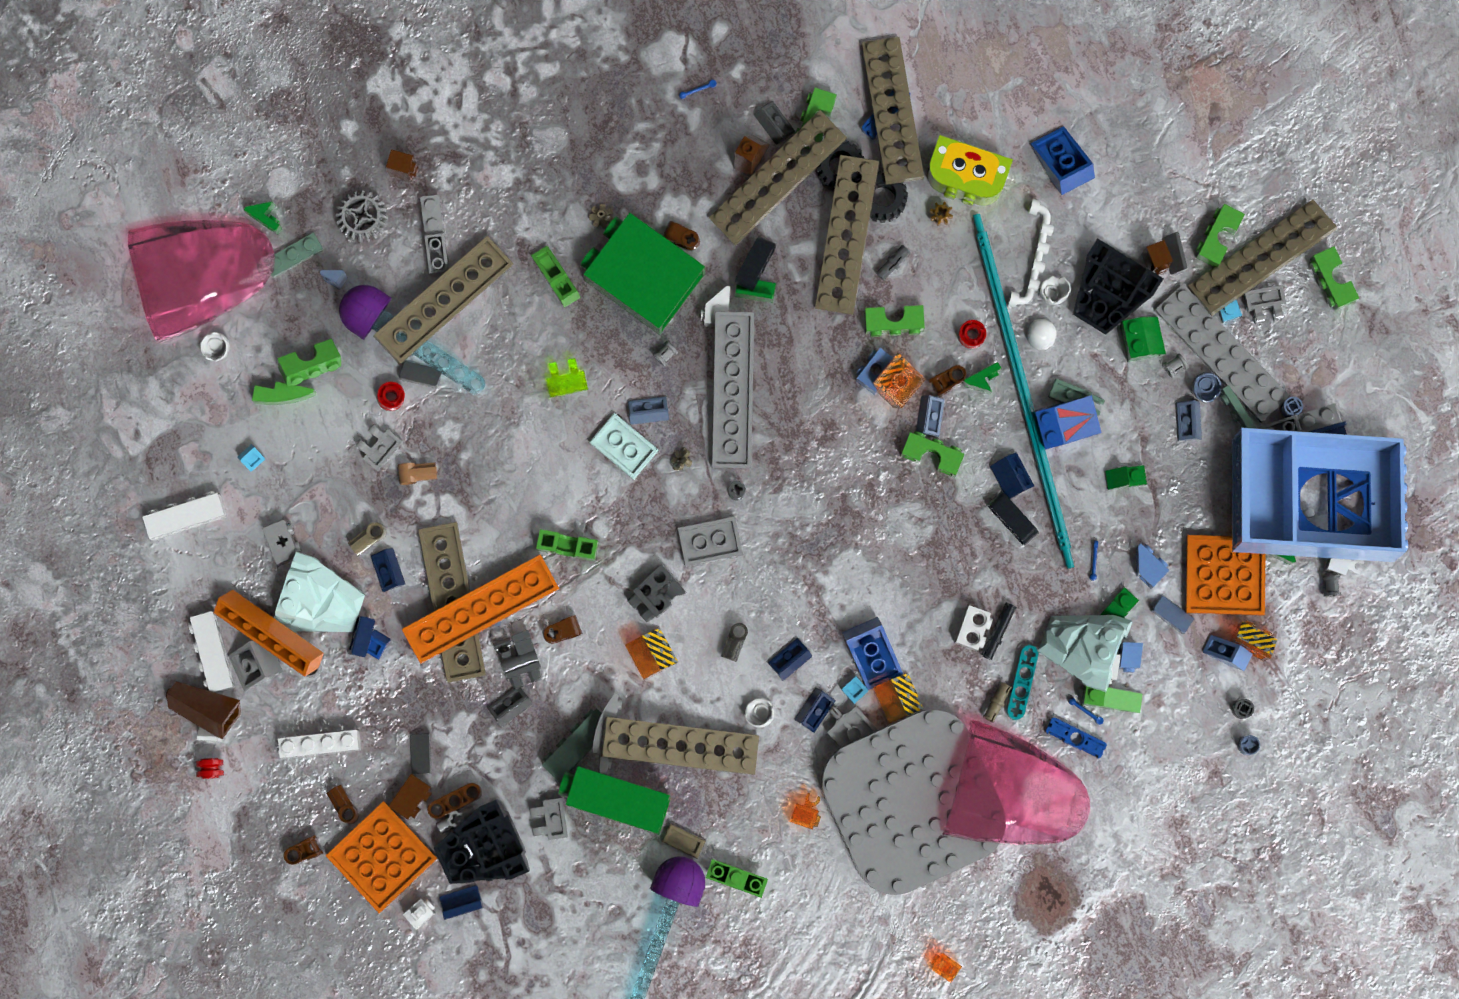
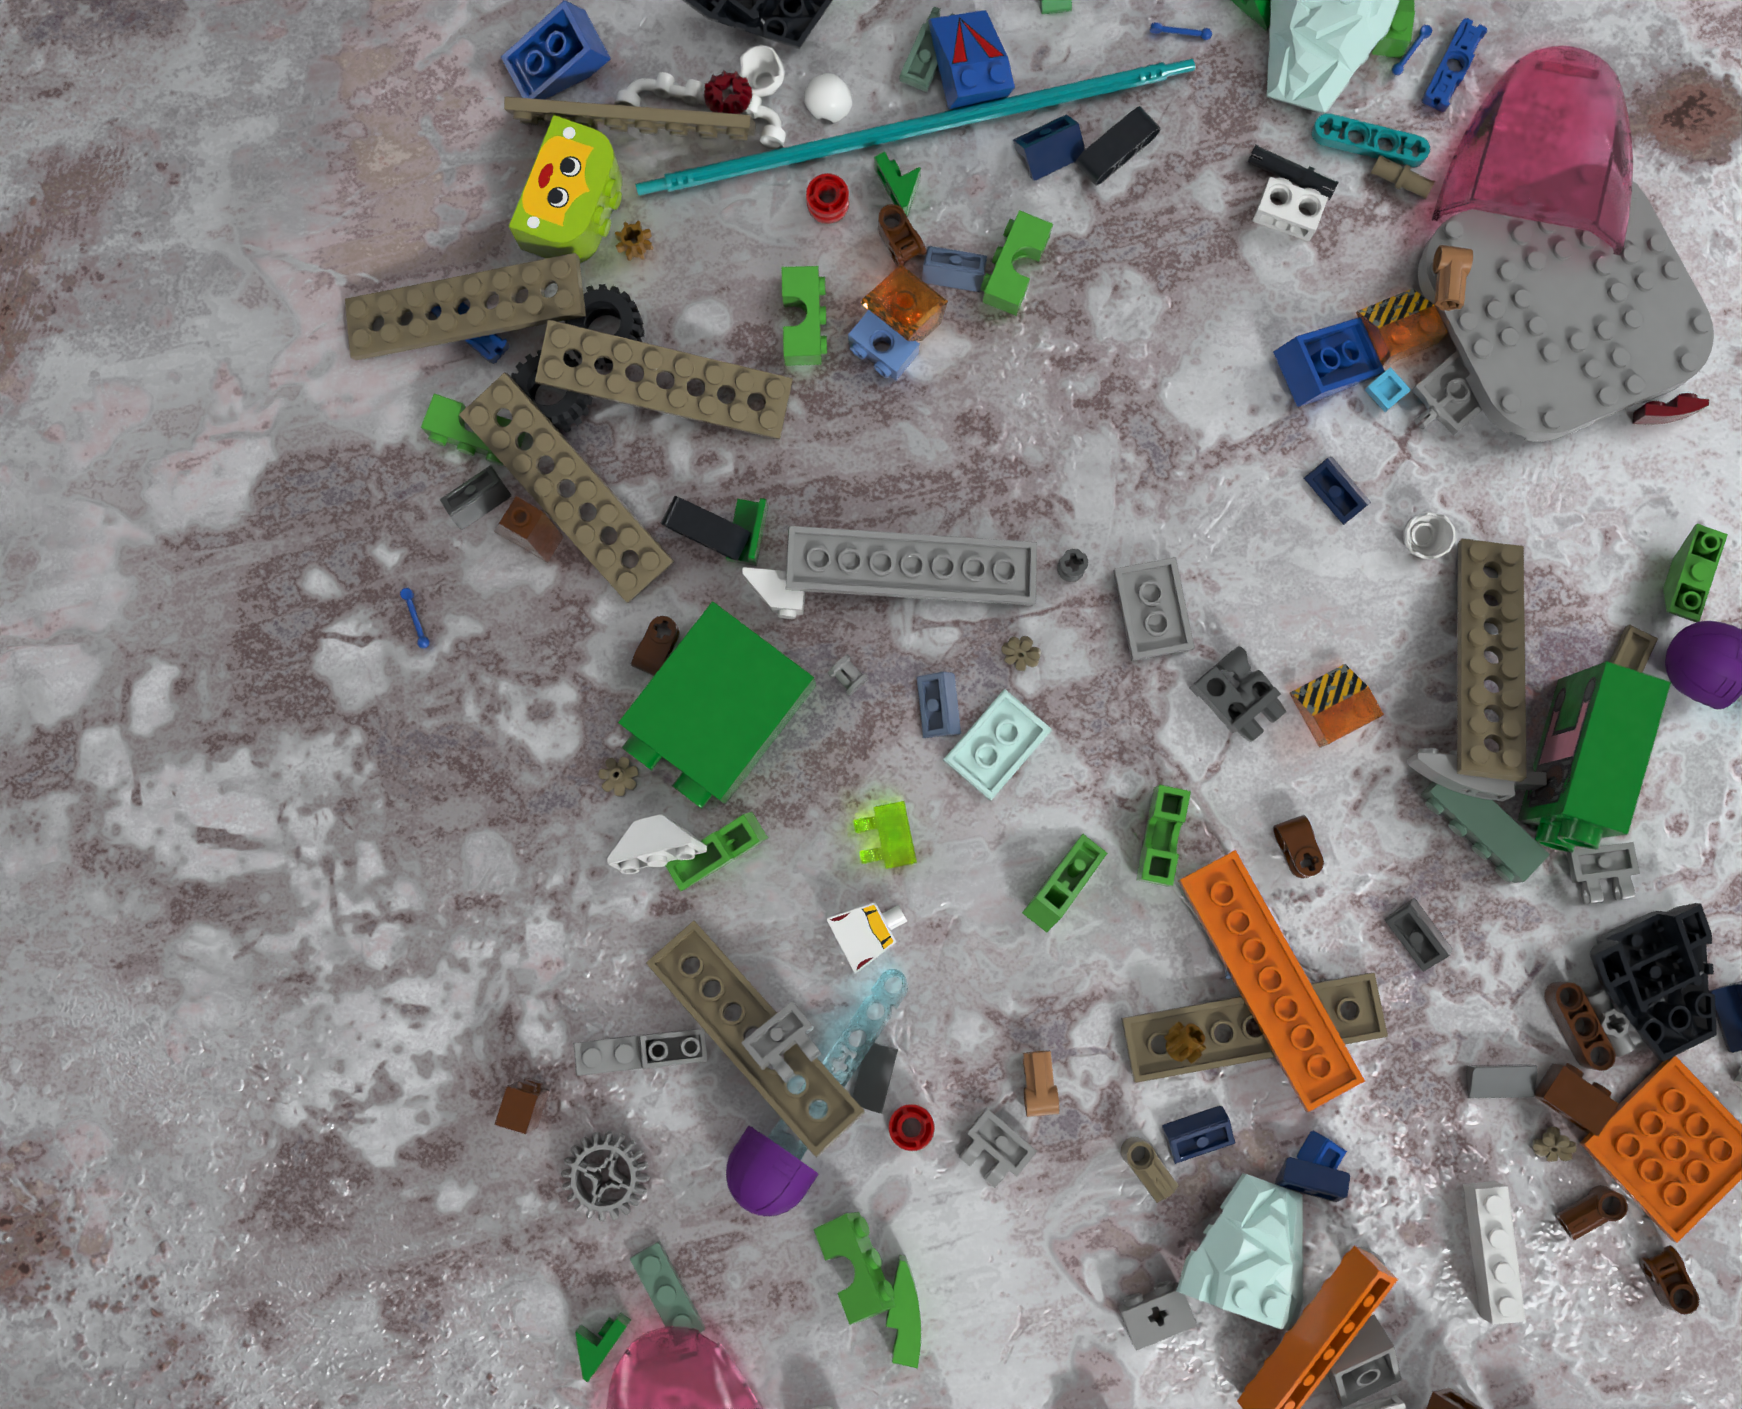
camera: 85 degrees left, 0 degrees up
(251, 458) = (1012, 1368): medium azure plate -> none
(334, 277) = (711, 1221): sand blue slope -> none
(382, 783) = (1554, 1145): none -> dark tan plant
(442, 556) = (1185, 1042): none -> pearl gold gear
(444, 313) = (778, 1036): none -> light grey plate
(506, 366) = (865, 932): none -> white torso
(523, 663) = (1357, 914): dark grey hips -> none
(538, 487) = (1064, 883): none -> bright green slope
(559, 238) = (653, 844): none -> white slope
(734, 644) = (1316, 572): clear smoke piece -> none
(804, 814) = (1585, 468): clear orange brick -> none
(815, 710) = (1417, 454): dark blue slope -> none
(846, 877) = (1677, 409): none -> dark red slope
(893, 262) = (709, 316): dark grey pin -> none
(924, 721) = (1452, 268): none -> medium nougat piece
(1019, 215) = (643, 118): none -> dark tan plate
(1030, 273) = (734, 103): none -> dark red gear

